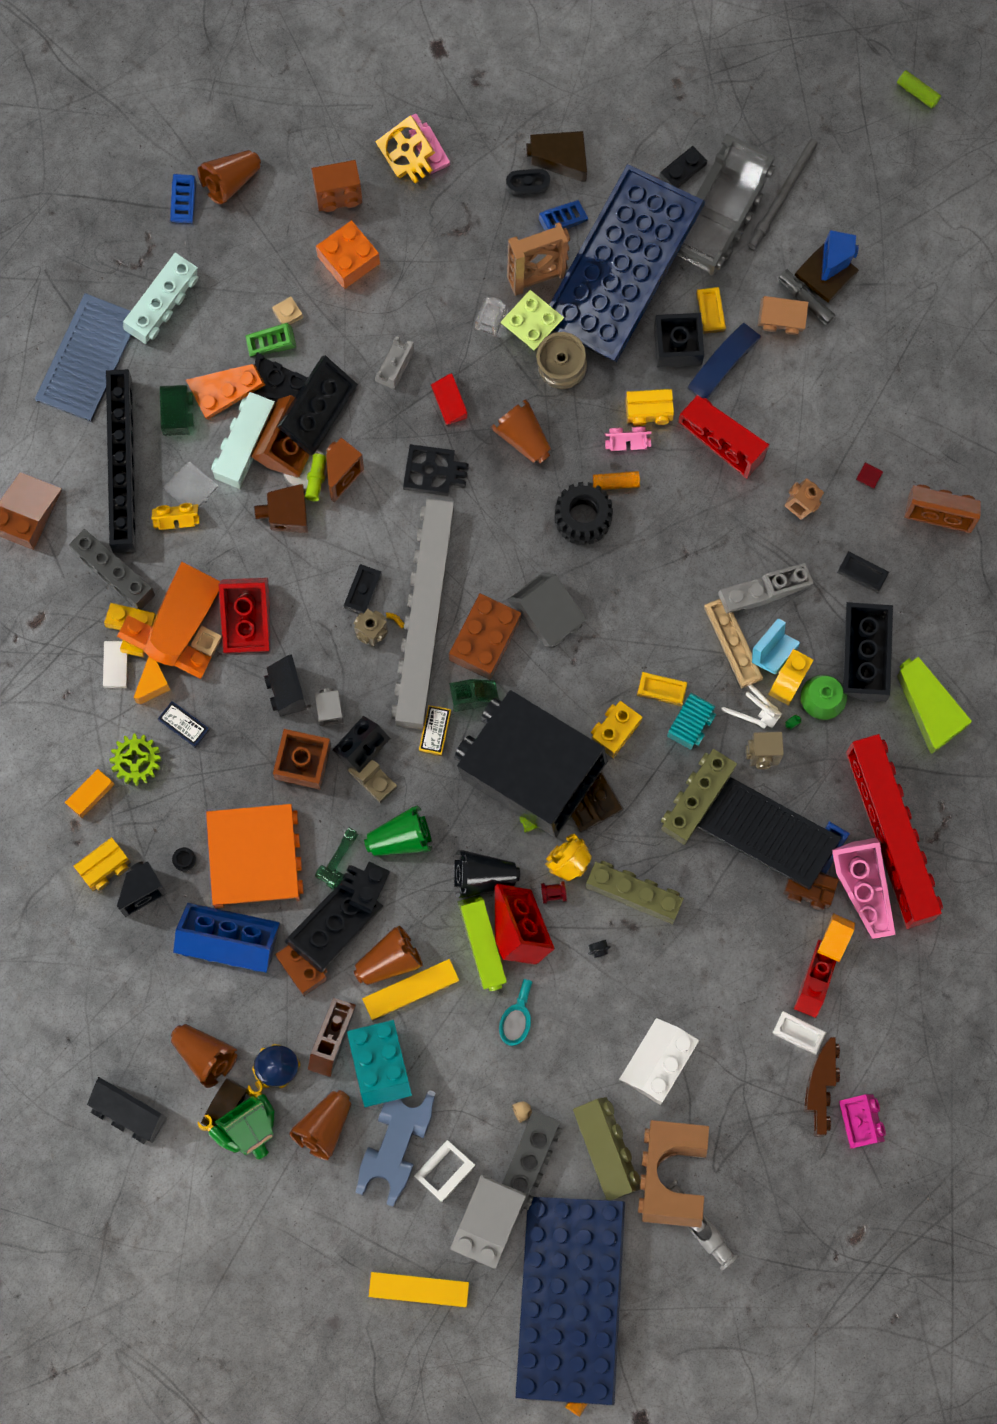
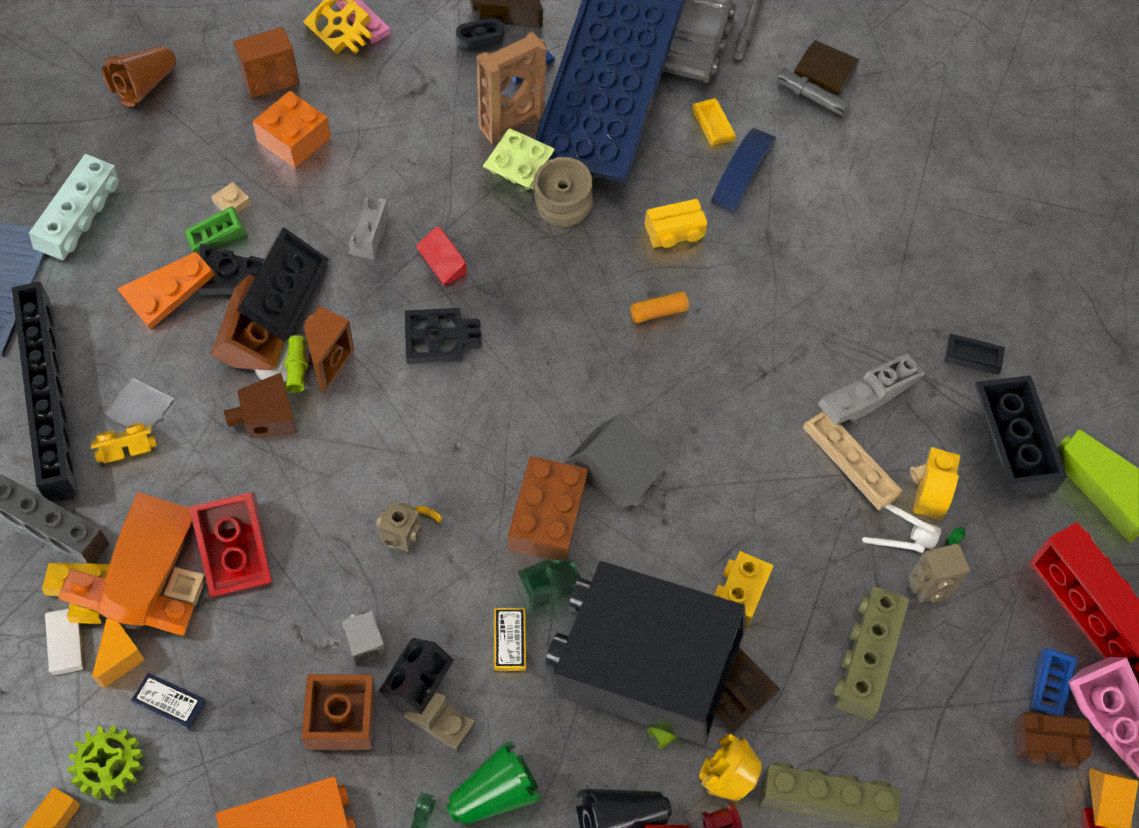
camera: 15 degrees left, 15 degrees down
(175, 410) = (108, 322): clear green brick -> none
(183, 184) = (87, 91): blue slope -> none
(238, 447) = (190, 353): light aqua brick -> none
(285, 686) = (301, 621): black slope -> none
(362, 589) = (379, 483): black plate -> none
(424, 614) = (464, 504): light grey brick -> none
(490, 315) = (469, 164): clear brick -> none
(524, 433) = (538, 272): dark orange cone -> none
(588, 496) = (633, 327): black tyre -> none
(618, 439) = (670, 257): bright pink hinge -> none
(662, 689) = (783, 530): yellow tile -> none
(679, 339) = (690, 150): black brick -> none
(691, 721) = (833, 561): teal brick -> none
(724, 436) = (772, 237): red wedge -> none
(769, 833) = (980, 680): black window -> none
(774, 648) = (906, 456): medium azure panel -> none
(782, 314) = (795, 108): medium nougat brick -> none
(804, 498) = (882, 285): medium nougat brick -> none
(823, 697) = (982, 499): bright green cone -> none
(838, 253) = (834, 41): blue slope -> none
(869, 475) = (943, 253): dark red piece -> none
(943, 508) = (1041, 269): dark orange slope -> none

